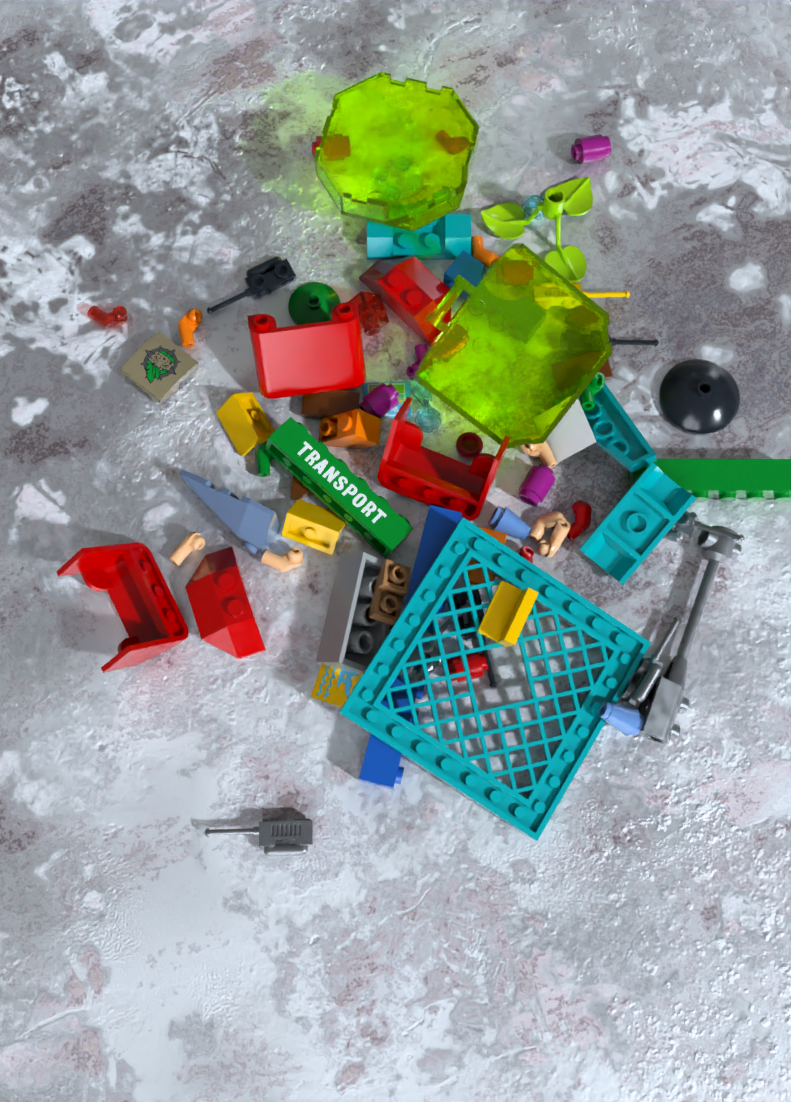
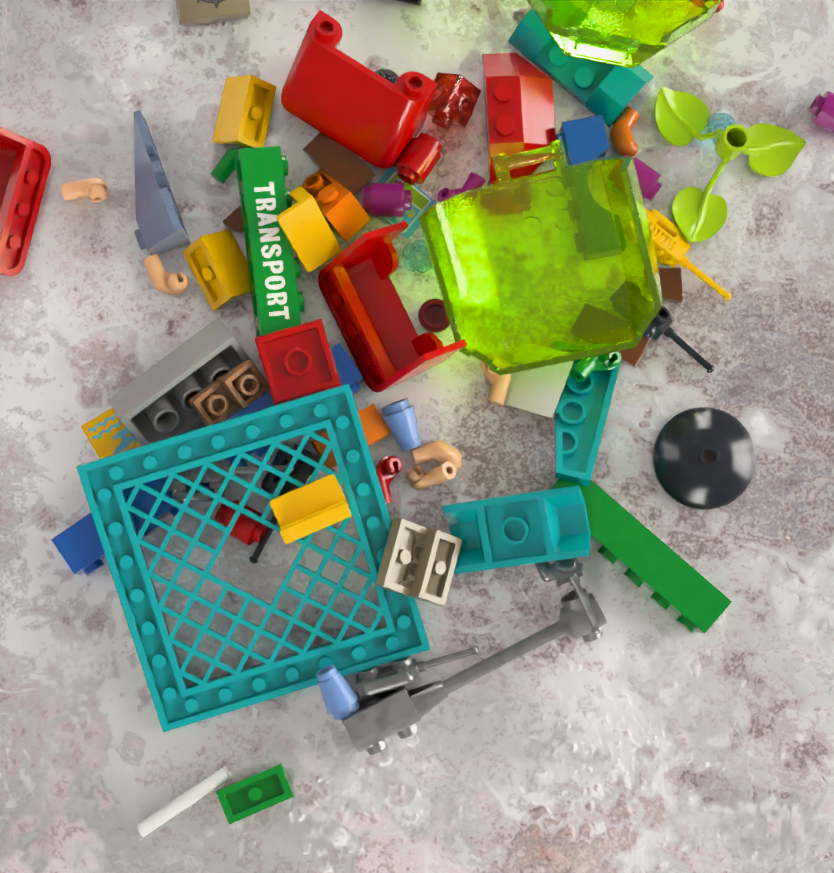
camera: 40 degrees right, 10 degrees up
(223, 605) = (74, 273): red wedge -> none
(303, 312) = (426, 58): green dish -> none
(351, 452) = (308, 231): none -> yellow panel
(377, 363) = (418, 159): none -> red brick
(416, 535) = (297, 361): none -> red tile
(536, 485) = (462, 409): magenta brick -> none
(582, 519) = (476, 479): red arm -> none
(588, 876) = (183, 801): none -> white bar
(598, 593) = (418, 562): none -> dark tan slope
(628, 828) = (255, 793): none -> green plate

